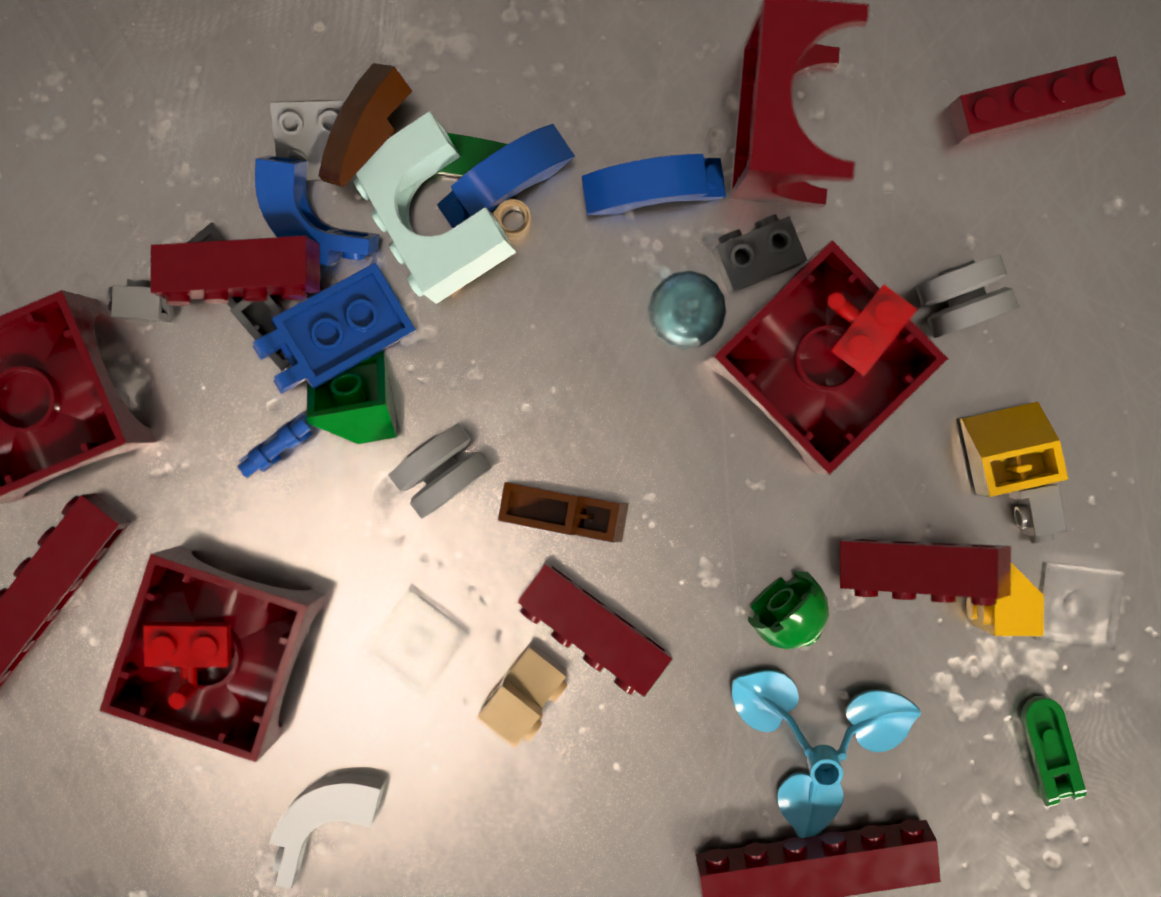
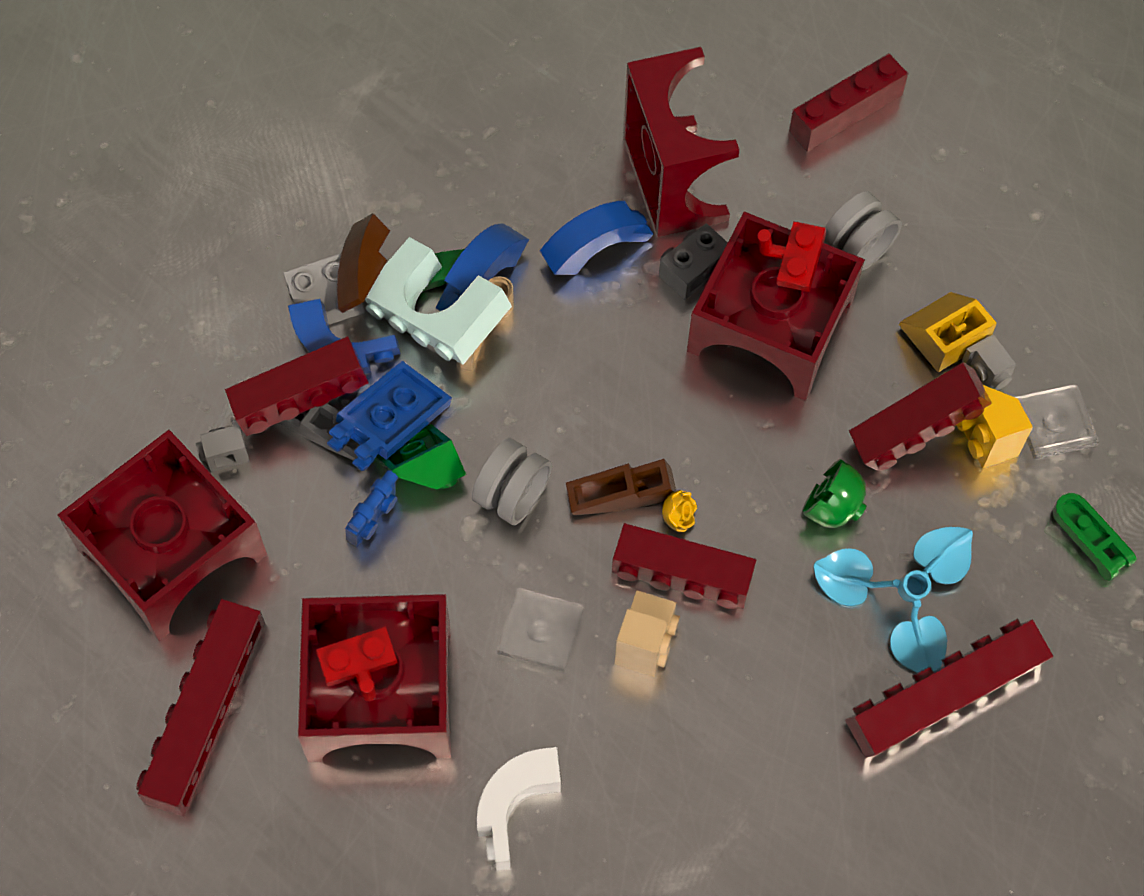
camera: 20 degrees left, 25 degrees down
(615, 562) = (679, 510): none -> yellow plate
(668, 314) = (657, 316): clear light blue cylinder -> none

